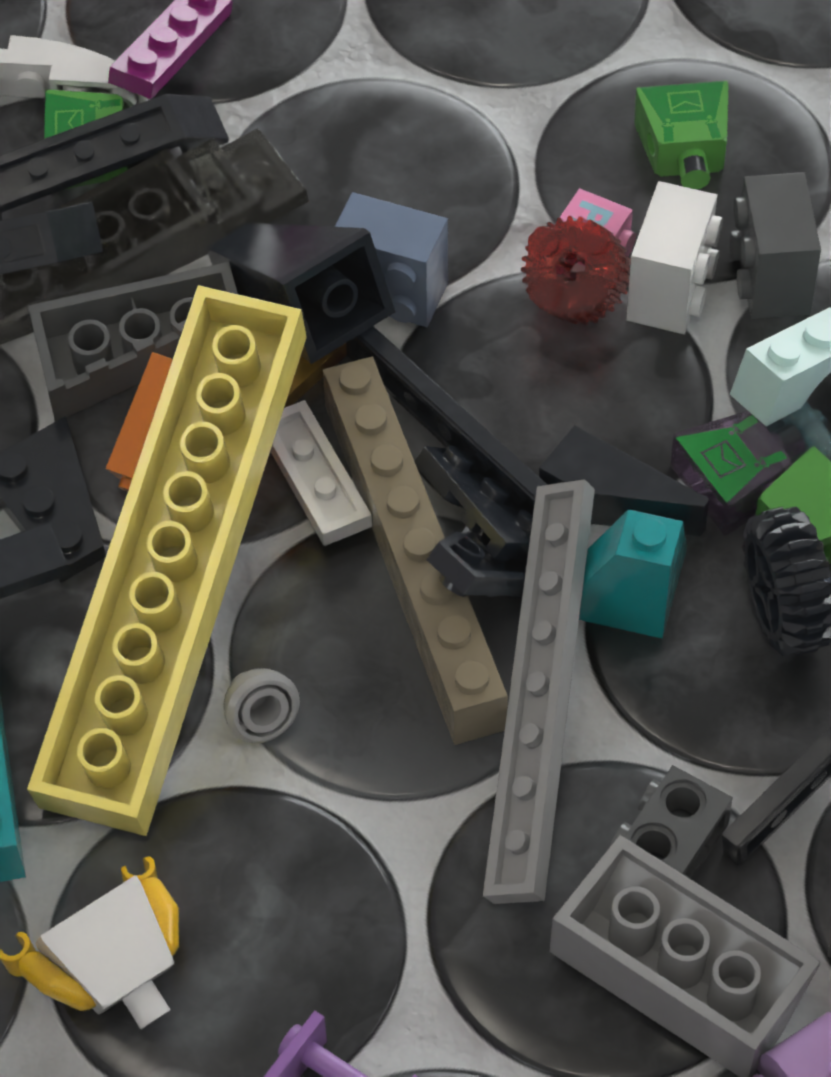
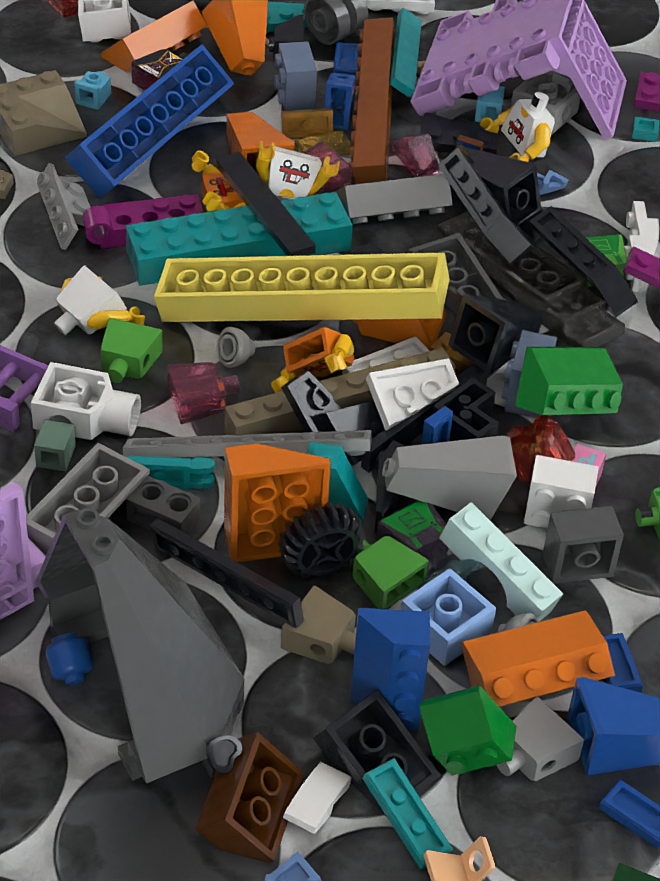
camera: 80 degrees right, 10 degrees down
(245, 889) = (129, 349): none -> bright green torso
(322, 556) = (317, 352): none -> orange torso
(368, 771) = (199, 389): none -> clear pink torso
(405, 962) = (85, 400): none -> white brick
(435, 424) = (409, 389): none -> white wing
(480, 207) = (568, 381): none -> green slope
(488, 370) = (472, 411): none -> black brick
(500, 1018) = (55, 445): none -> sand green brick
(535, 405) = (438, 427): none -> blue tile
(577, 816) = (178, 470): none -> teal hinge
(643, 372) = (454, 473): none -> light grey slope
(745, 643) = (265, 492): none -> orange slope

